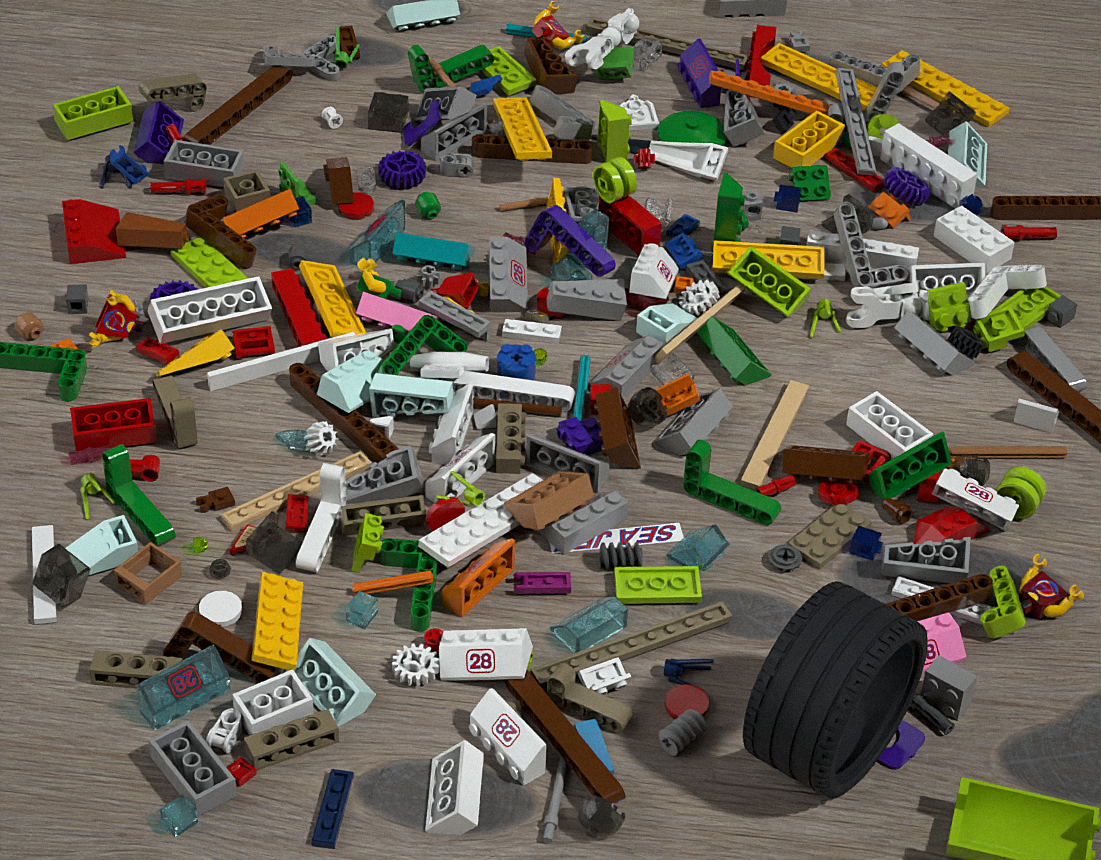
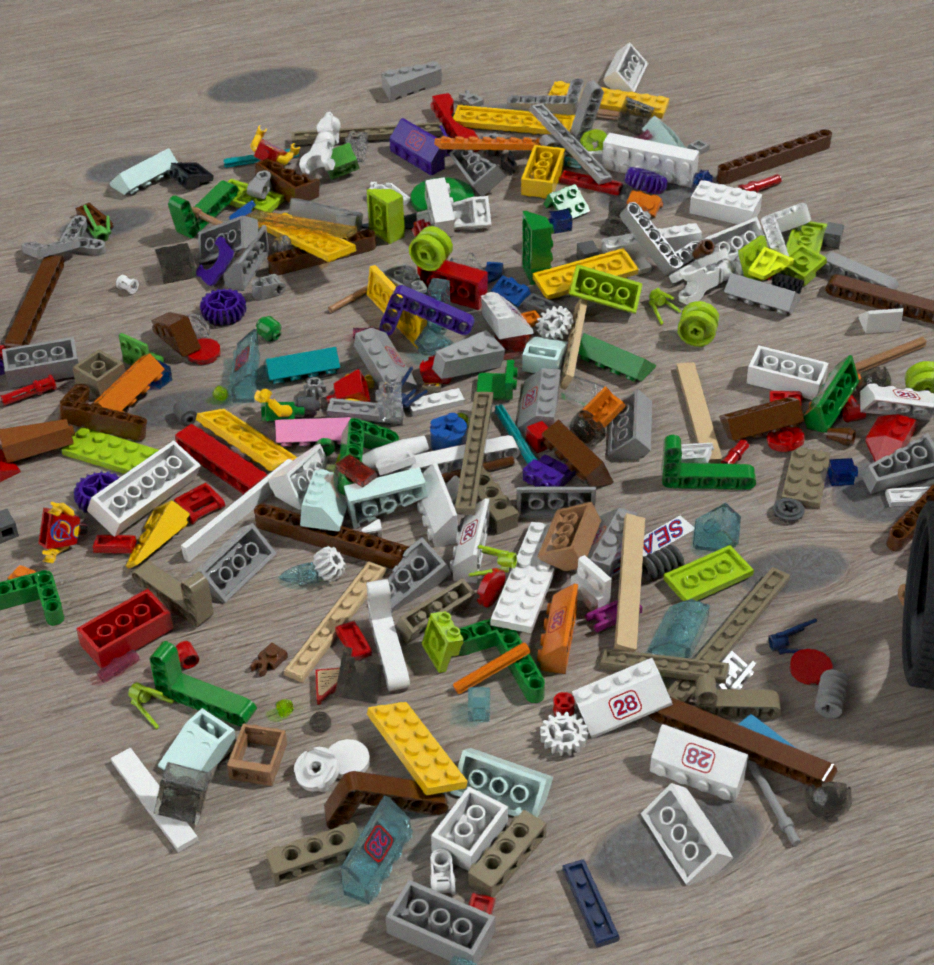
camera: 25 degrees left, 0 degrees up
(193, 596) = (325, 777): none -> white plate
(243, 407) = (236, 562): none -> light grey slope
(341, 250) = (220, 393): none -> clear neon green hinge
(393, 363) = (356, 470): none -> clear red plate
(464, 27) = (189, 174): none -> black plate
(477, 312) = (389, 401): none -> clear brick
(498, 318) = (405, 398): none -> dark blue plant
(517, 62) = (260, 185): none -> light grey piece
(520, 389) = (474, 454): none -> dark tan plate
(525, 114) = (303, 224): none -> clear yellow tile
(533, 548) = (593, 584): none -> white plate
(551, 646) = (667, 665): none -> dark tan tile
(572, 560) = (630, 583): none -> tan tile
(600, 336) = (499, 383): none -> green bracket
(669, 143) = (440, 205): none -> white brick
(732, 469) = (697, 452): none -> white plate
(837, 348) = (698, 323): none -> lime wheel
(900, 275) = (703, 249): none -> reddish brown cone
(952, 314) = (769, 263): none -> neon yellow wing
(987, 62) = (625, 69): none -> white slope
(999, 170) = (700, 146): none -> light grey tile

